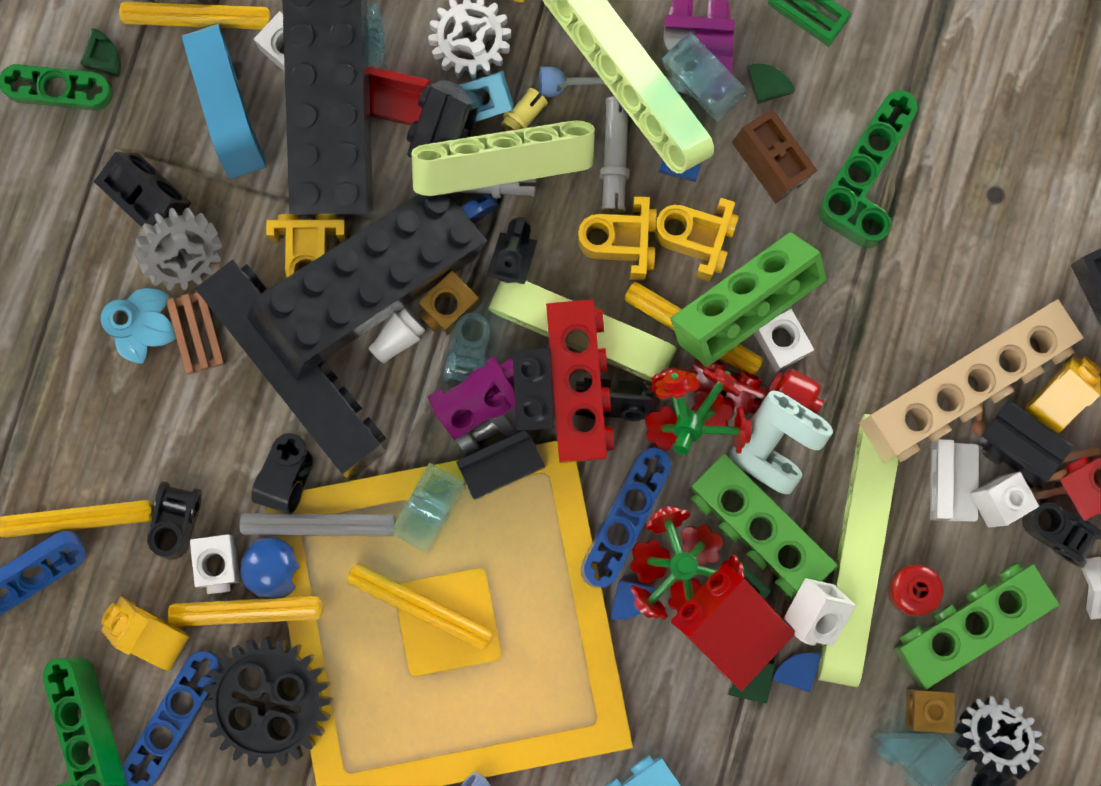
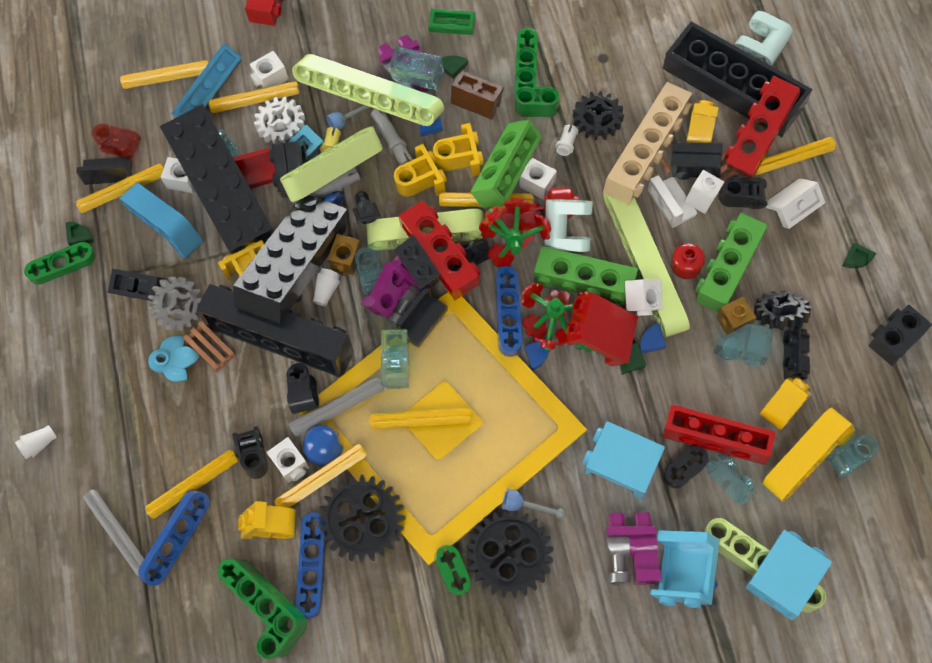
camera: 25 degrees left, 15 degrees down
(860, 303) = (565, 144): none -> white pin
(916, 281) = (598, 115): none -> black gear

